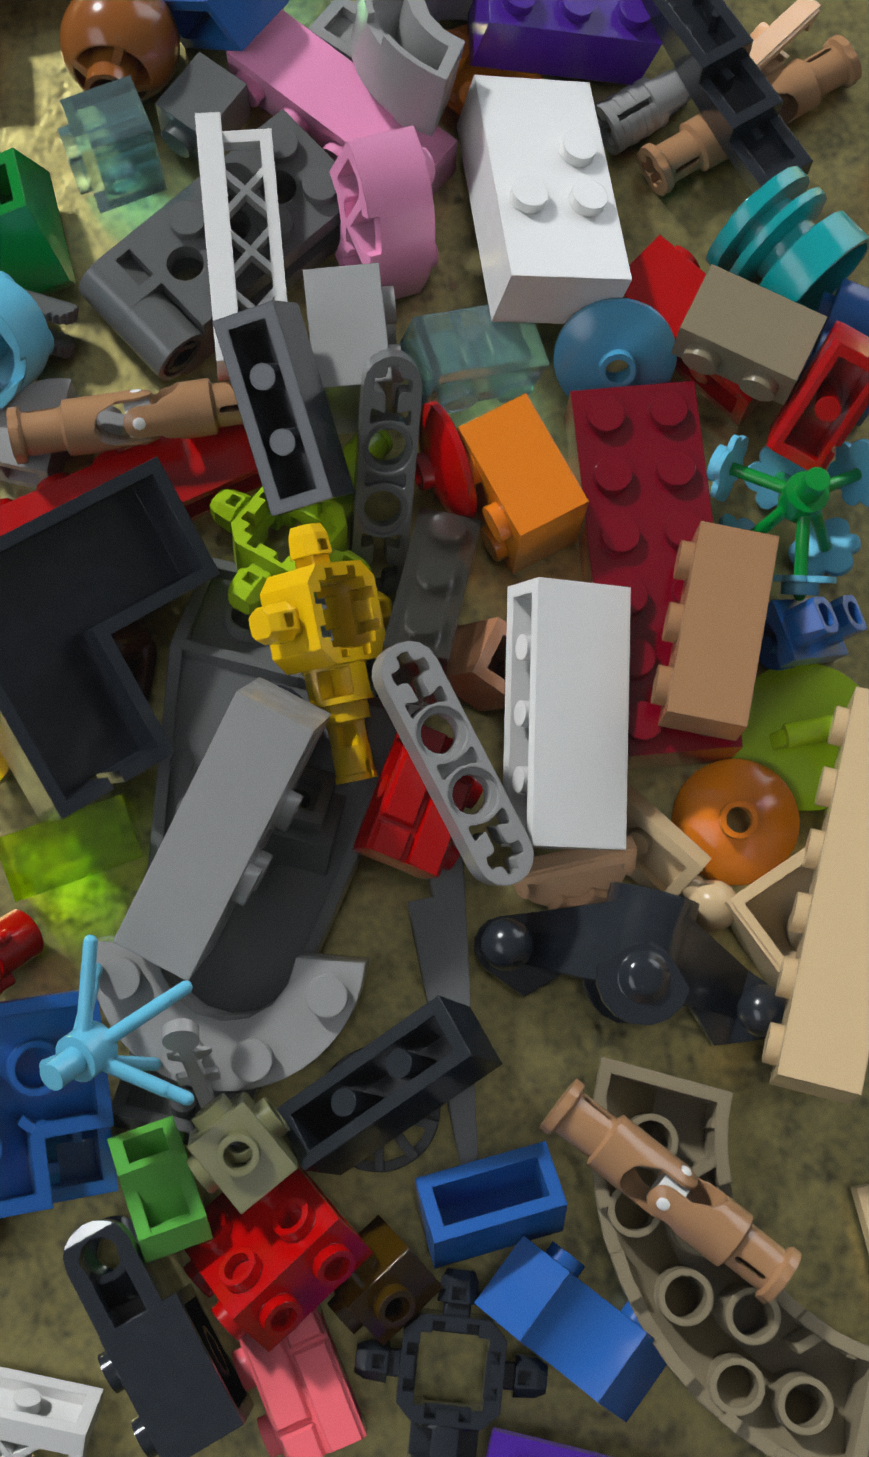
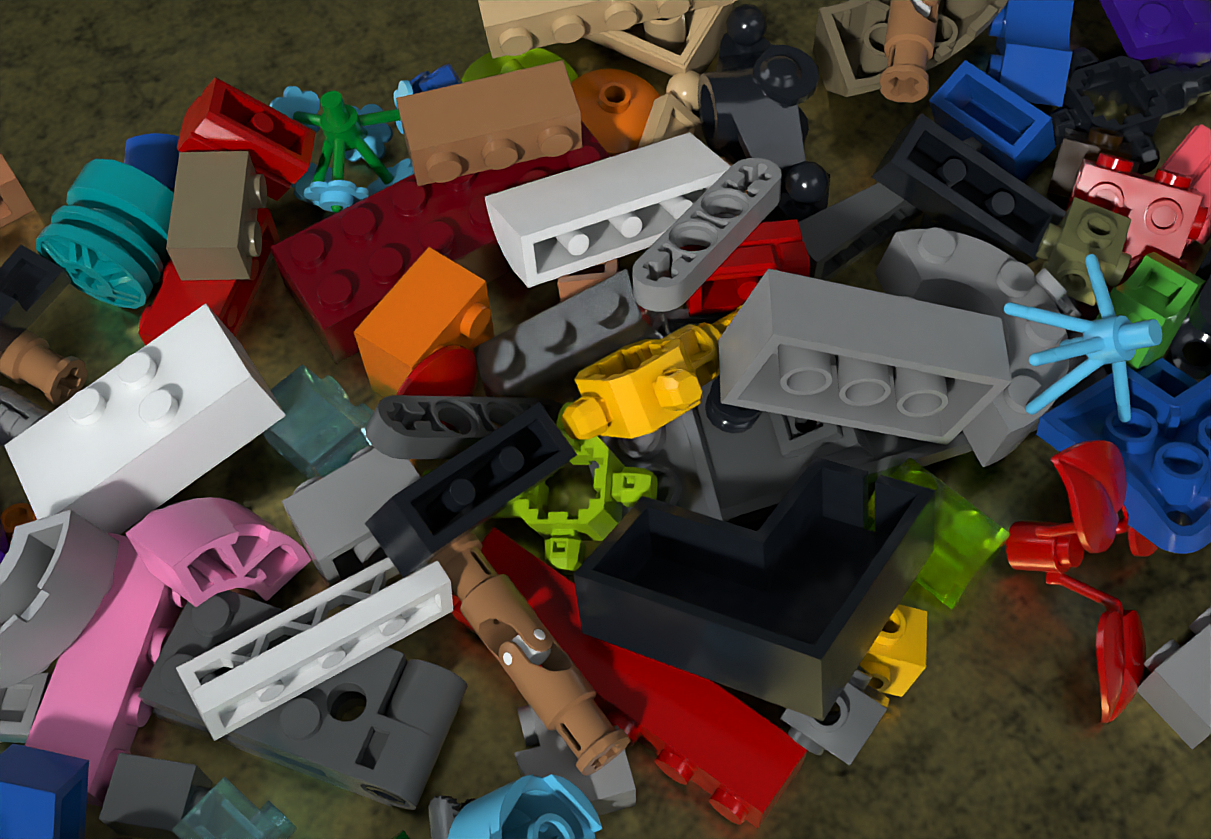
camera: 110 degrees left, 15 degrees down
(612, 332) = (268, 325): dark azure dish -> none

